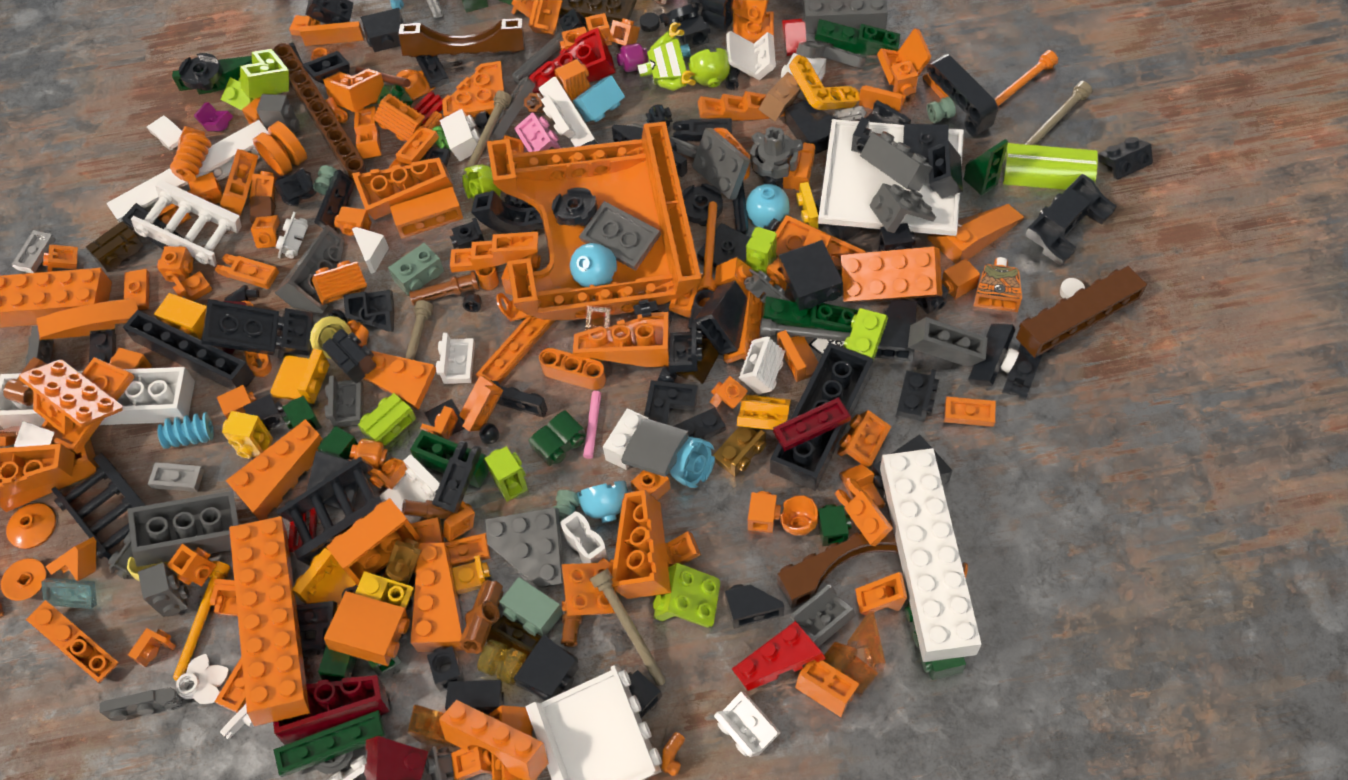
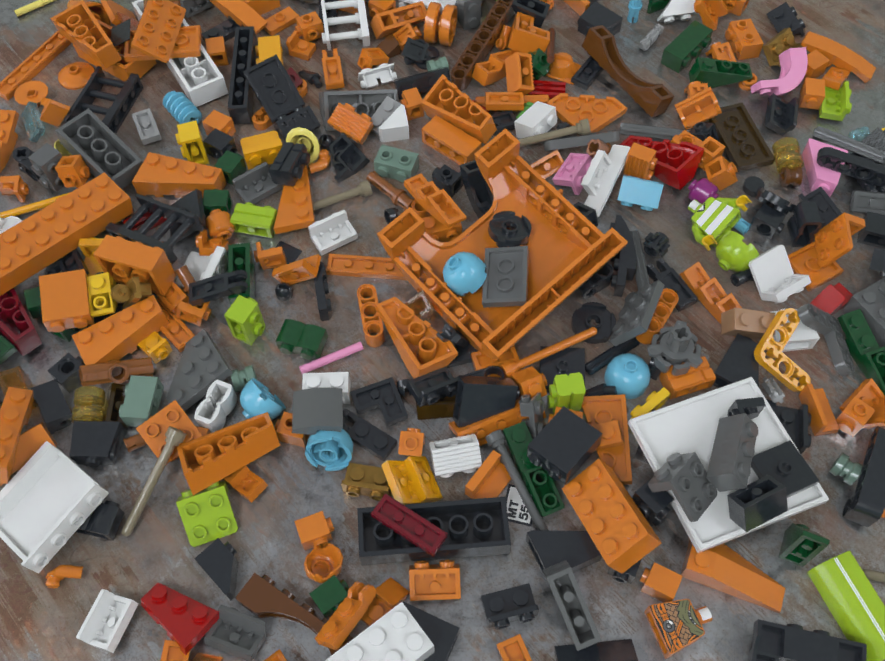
camera: 55 degrees right, 0 degrees up
(133, 616) = (21, 156): none -> black piece
(348, 248) = (383, 112): none -> light grey plate
(866, 332) = (534, 525): lime bracket -> none

